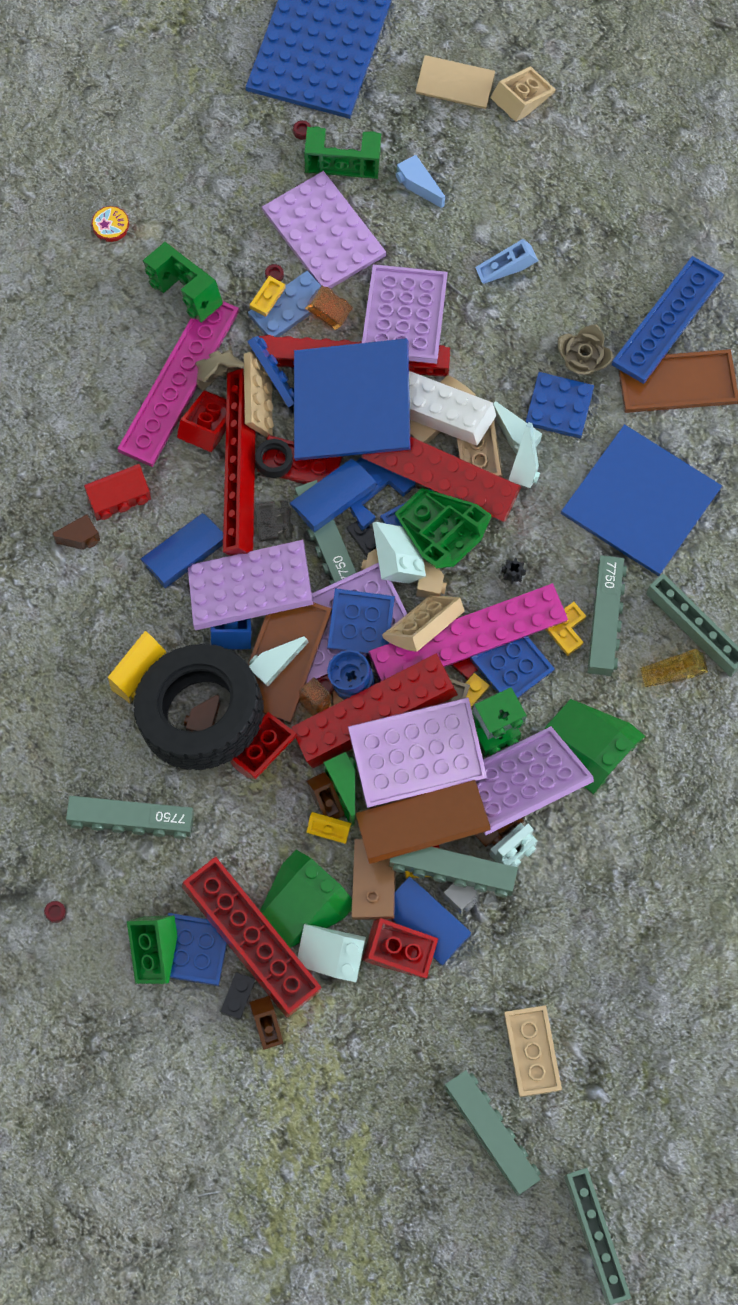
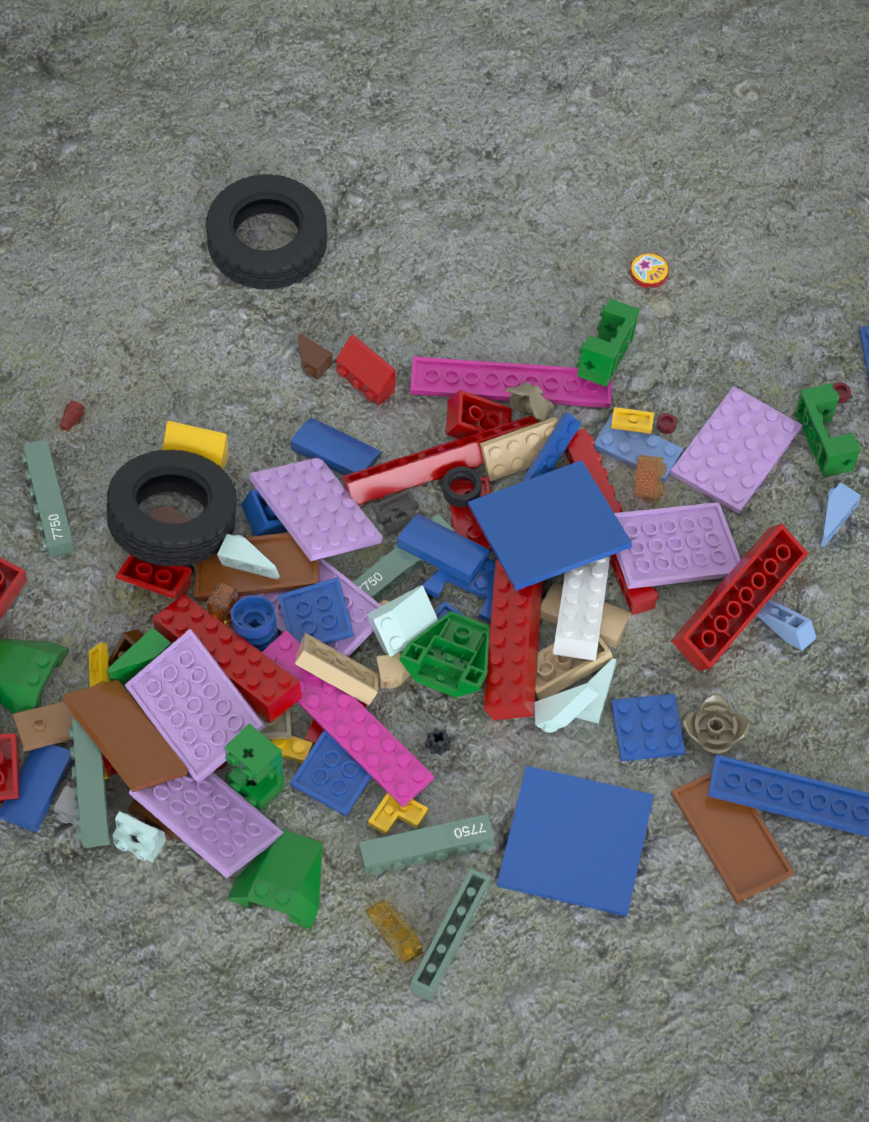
camera: 70 degrees right, 10 degrees down
(46, 767) = (72, 413): none -> clear red cone
(475, 284) = (739, 597): none -> red brick

